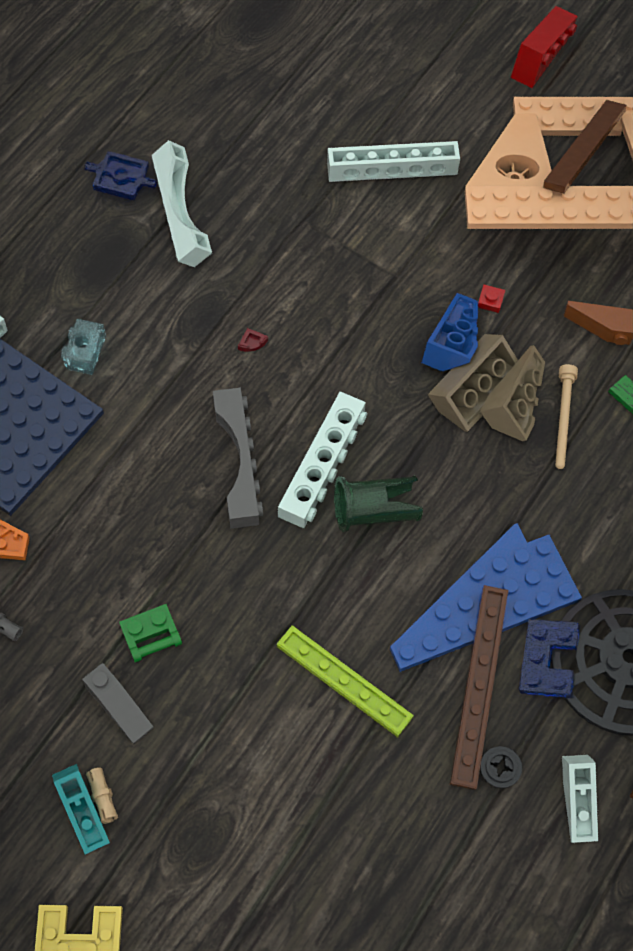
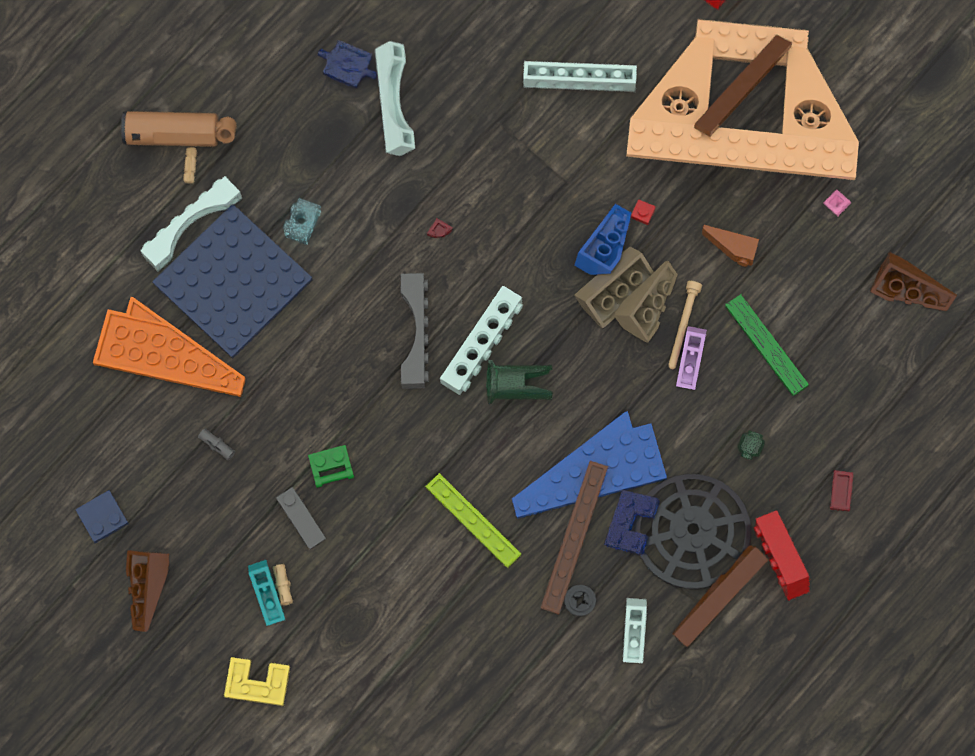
camera: 15 degrees right, 10 degrees up
(582, 452) = (691, 358): none -> lavender slope

